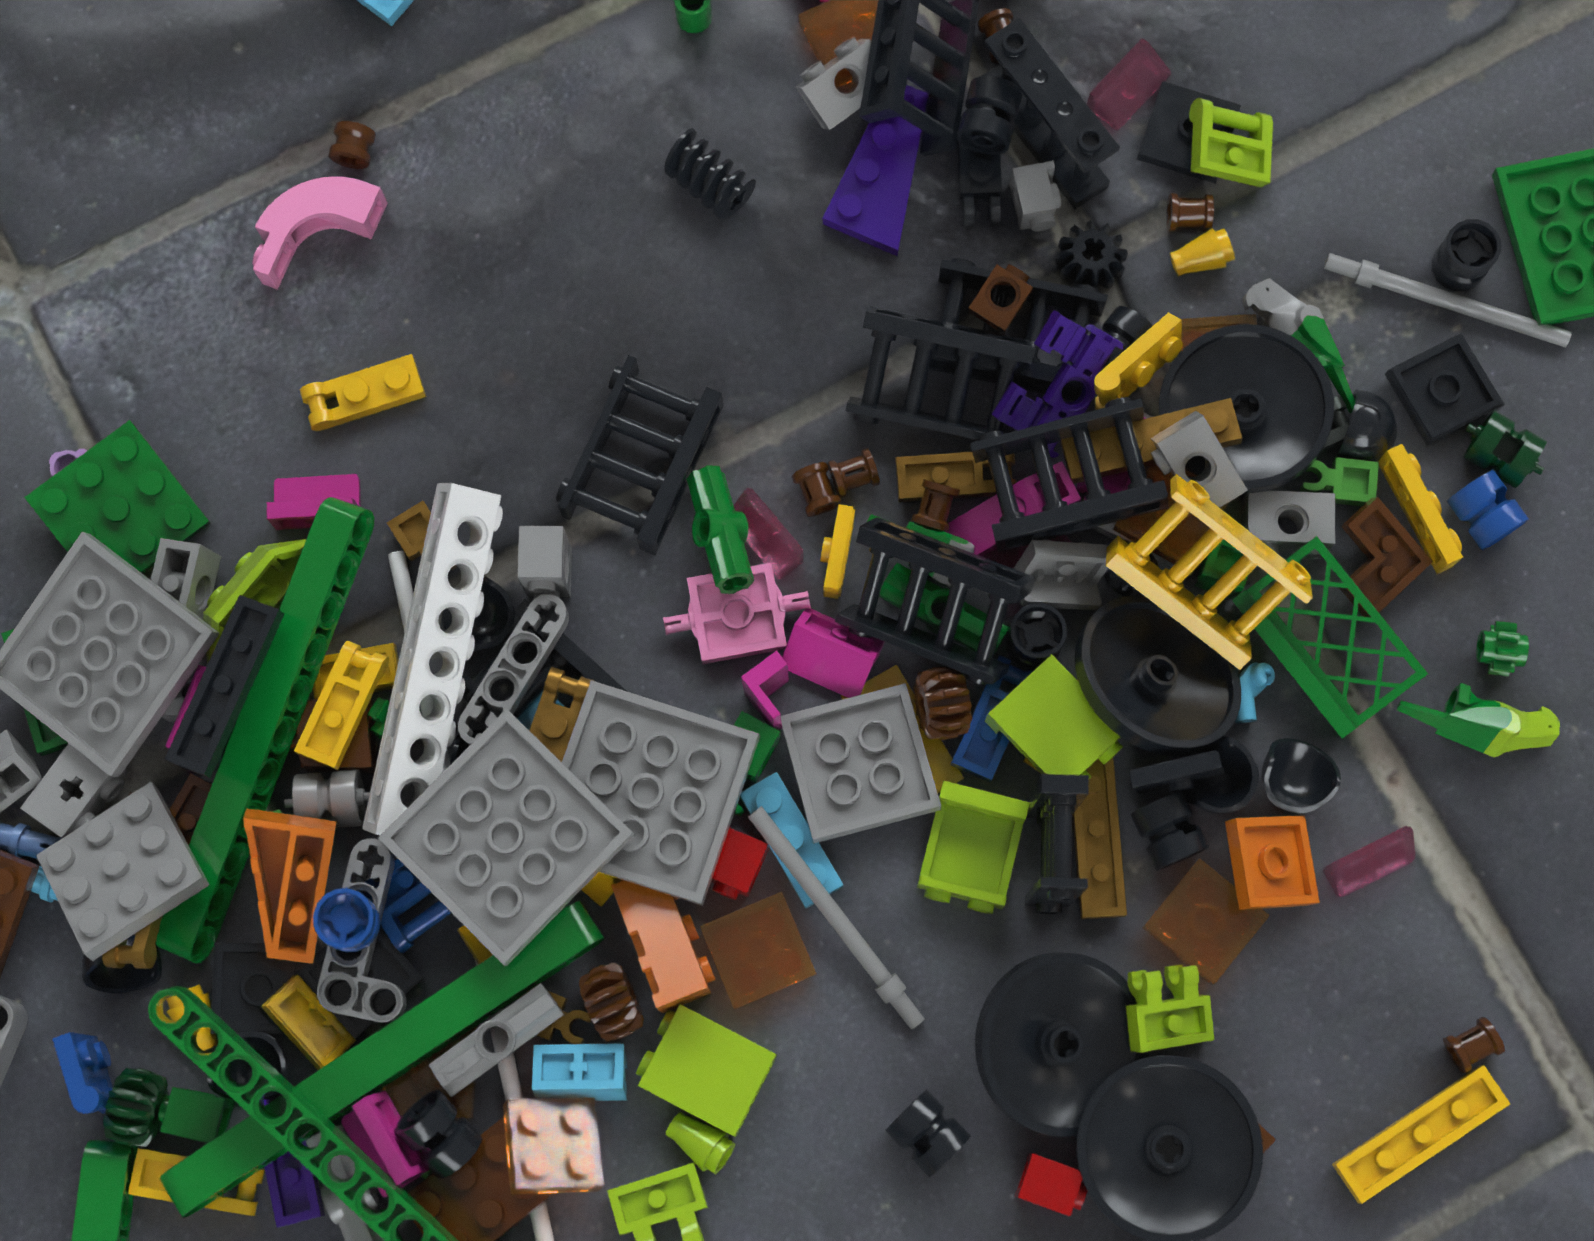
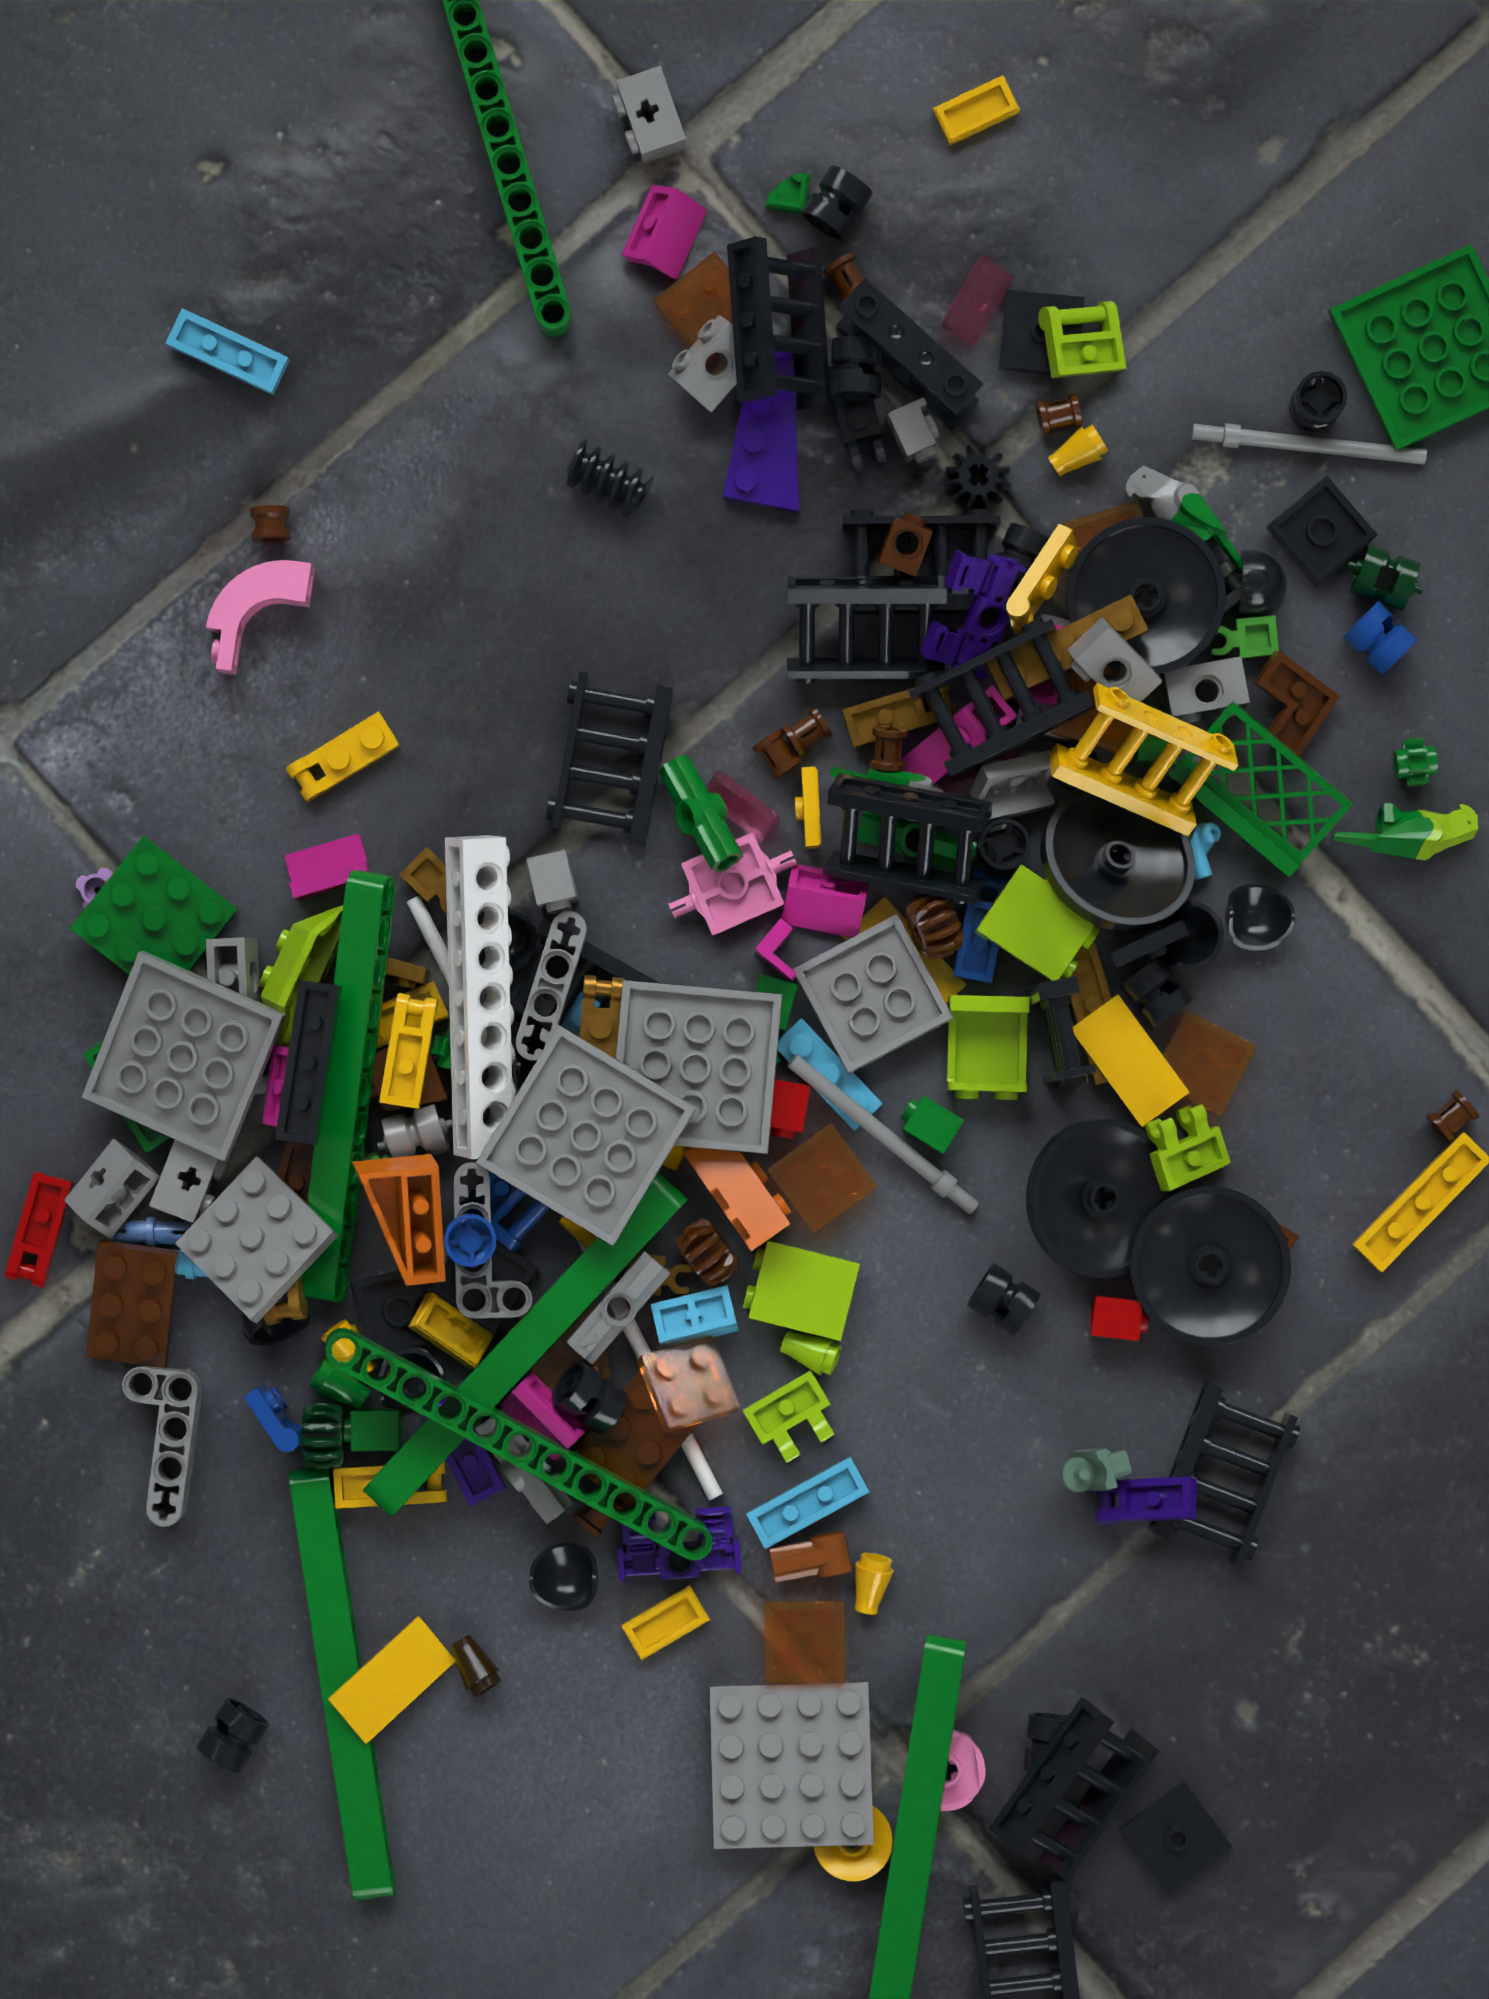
camera: 15 degrees left, 10 degrees up
(169, 1059) = (338, 1385): none -> green cone
(364, 626) = (406, 974): none -> pearl gold plate
(891, 917) = (930, 1123): none -> green brick
(1126, 899) = (1129, 1060): none -> yellow piece
(1271, 862) = (1249, 999): orange plate -> none
(1371, 862) = (1336, 977): clear pink slope -> none
(1421, 508) = (1321, 648): yellow plate -> none

